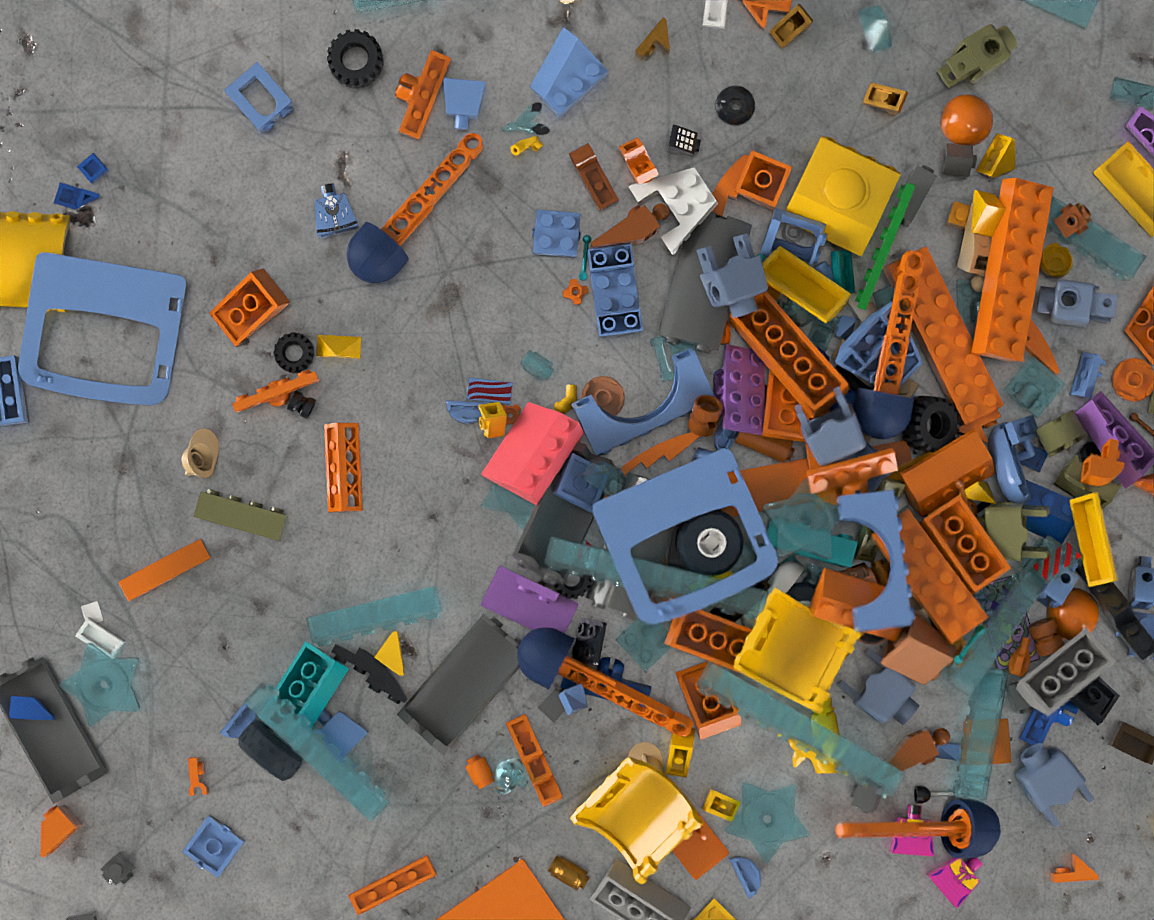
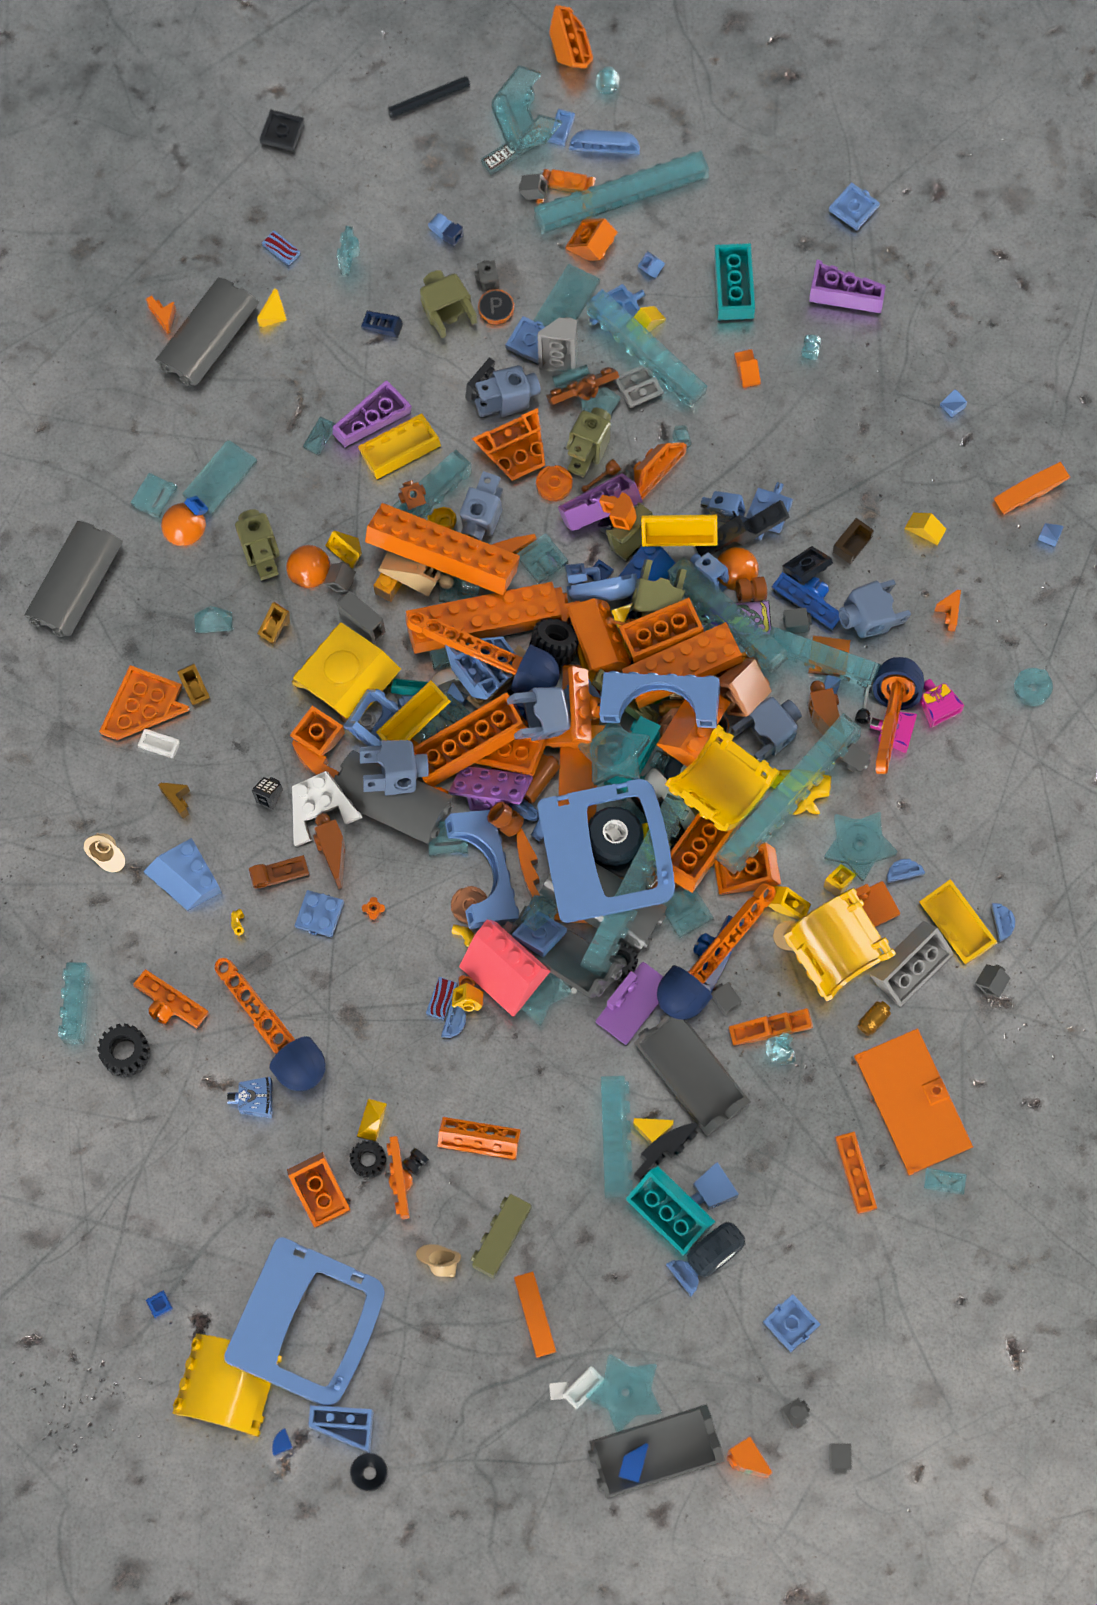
camera: 70 degrees left, 15 degrees down
(73, 197) = (180, 1327): blue slope -> none
(196, 769) = (718, 1323): orange plate -> none
(261, 122) = (156, 1144): medium blue panel -> none
(316, 751) = (724, 1205): clear light blue brick -> none
(463, 100) = (184, 966): medium blue torso -> none
(479, 771) = (771, 1075): orange brick -> none
(523, 122) = (215, 921): clear light blue piece -> none
(537, 365) = (429, 952): clear light blue brick -> none
(573, 699) = (724, 978): medium blue slope -> none
(583, 275) = (361, 900): teal hinge -> none
(589, 641) = (677, 952): black bracket -> none
(615, 290) = (380, 874): medium blue slope -> none
(638, 161) = (275, 832): orange brick -> none
(732, 116) = (251, 753): black piece -> none
(880, 254) = (390, 637): green plate -> none
(979, 630) = (756, 655): teal hinge -> none
(986, 213) = (390, 559): yellow slope -> none
(1020, 659) = (766, 613): orange piece -> none
(1057, 563) = (692, 563): tile -> none
(1061, 433) = (585, 543): olive brick -> none
(1065, 673) = (785, 577): light grey slope -> none
(1087, 375) = (542, 516): medium blue plate -> none

